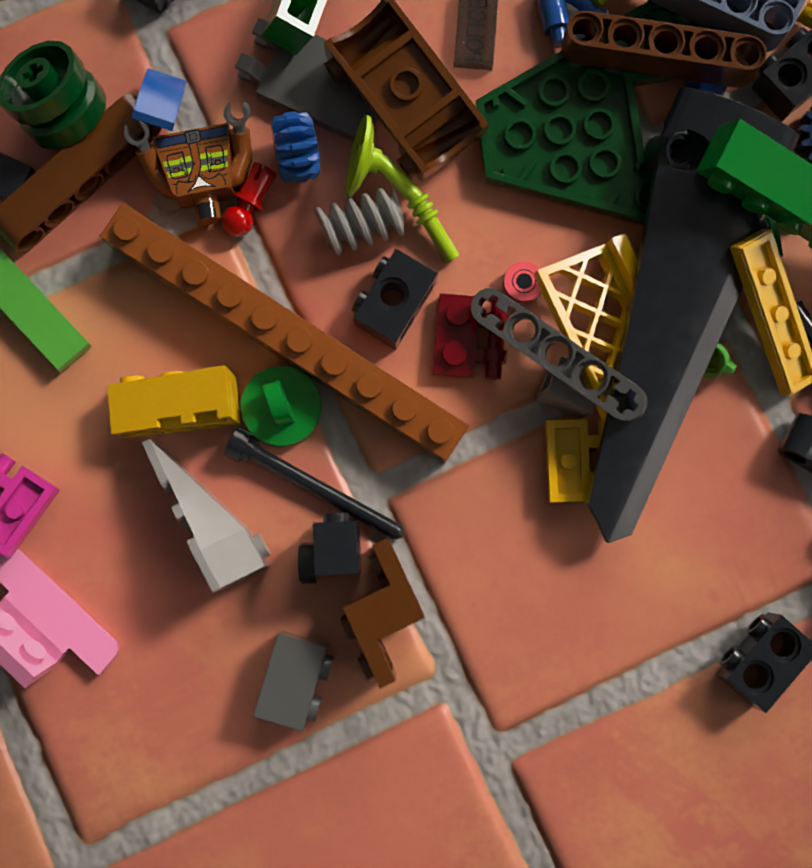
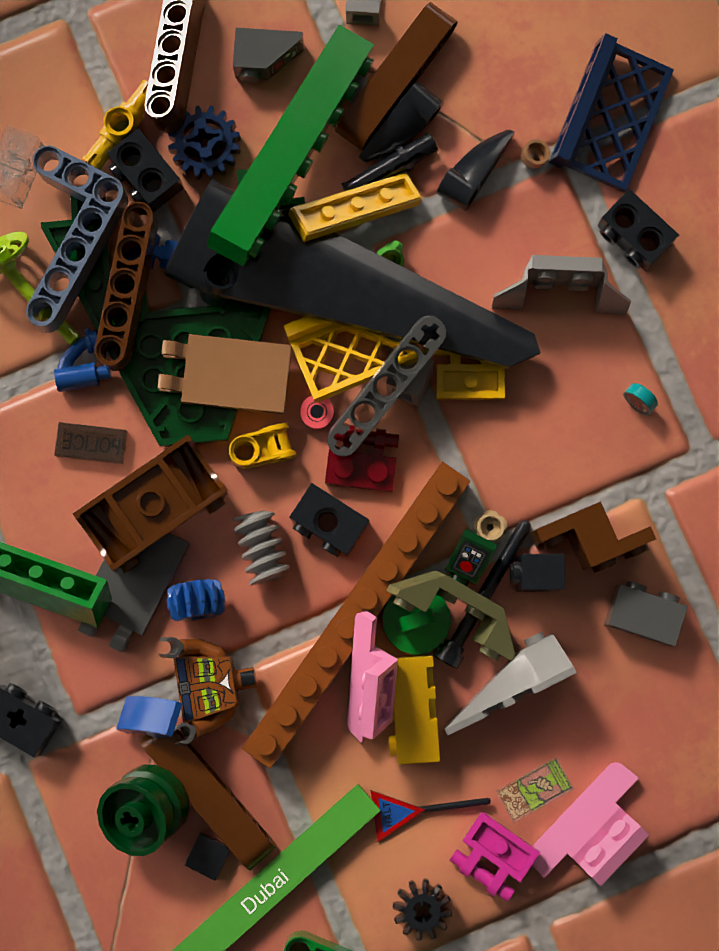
camera: 80 degrees left, 0 degrees up
(58, 392) = (396, 812): none -> piece
(84, 551) = (534, 789): none -> clear tile
(198, 349) = (370, 682): none -> bright pink plate
(238, 218) = (253, 653): red pin -> none
(306, 563) = (550, 599): black tile -> none
(310, 400) = (493, 630): none -> olive slope
(353, 463) = (470, 558): none -> slope
(366, 159) = (209, 541): lime dish -> none
(385, 497) = (498, 522): none -> tan plate
(482, 224) = (264, 446): none -> yellow piece
(557, 669) = (640, 398): none -> teal tile
(564, 174) = (229, 373): none -> medium nougat tile
(711, 569) = (565, 270): none -> light grey piece

